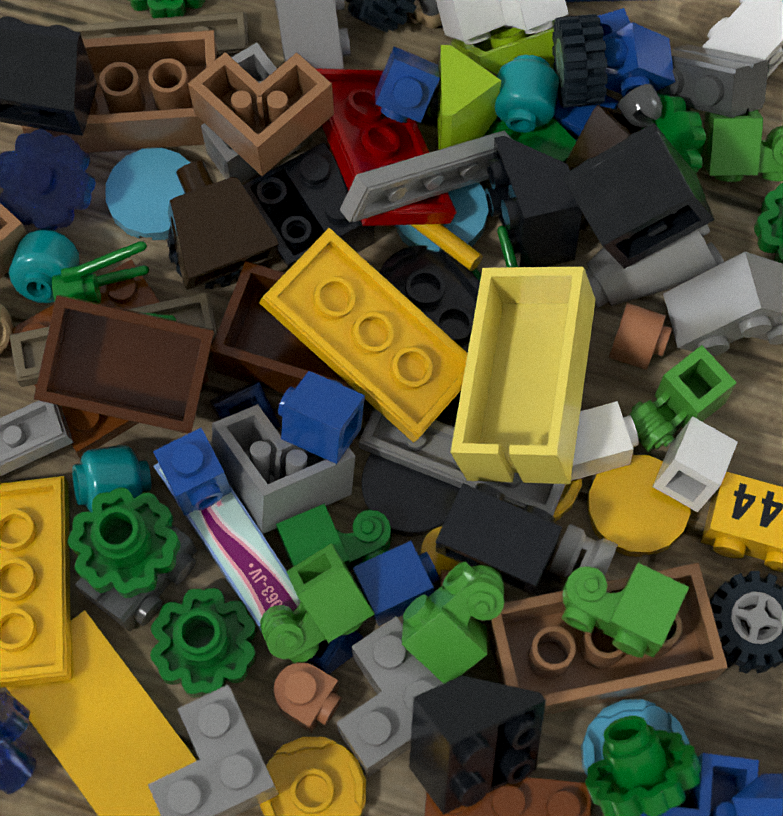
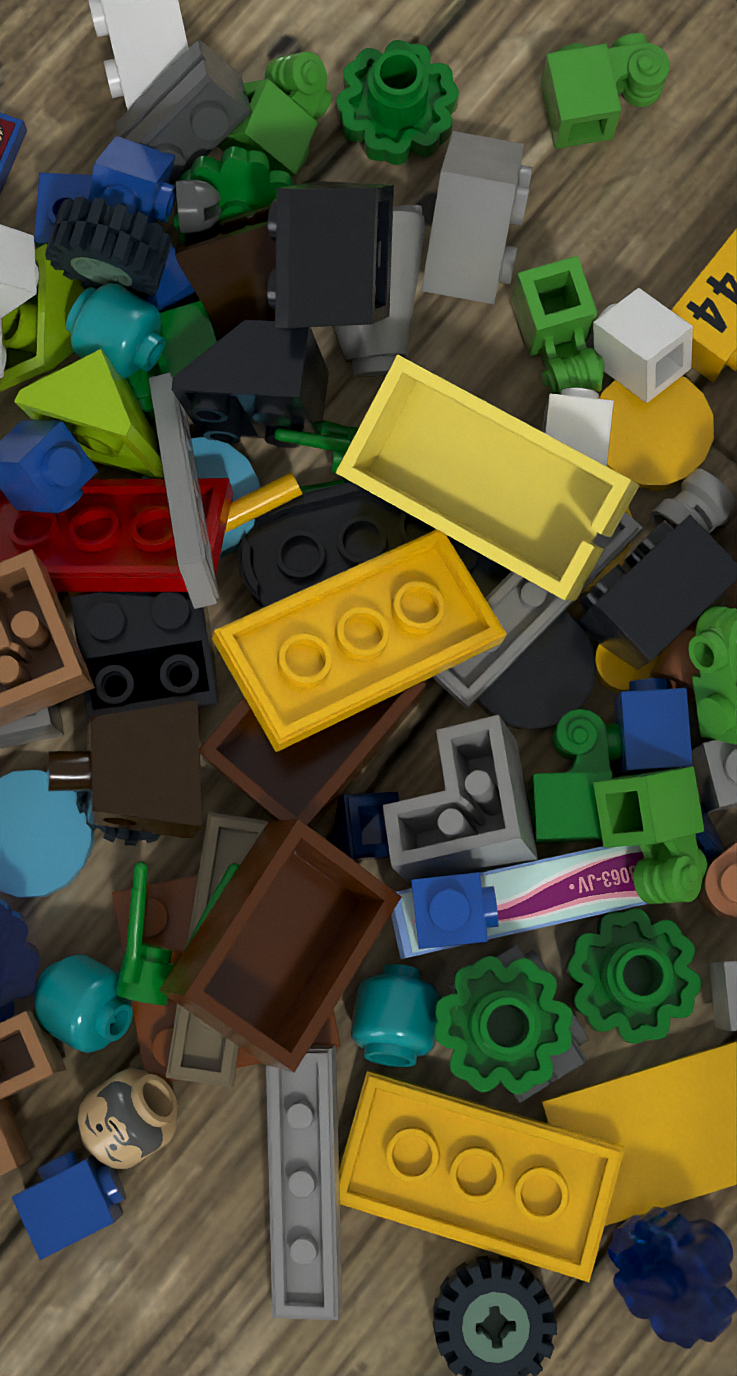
camera: 70 degrees left, 10 degrees up
(321, 416) = (441, 733): blue brick -> none
(640, 336) = (460, 339): nougat plate -> none

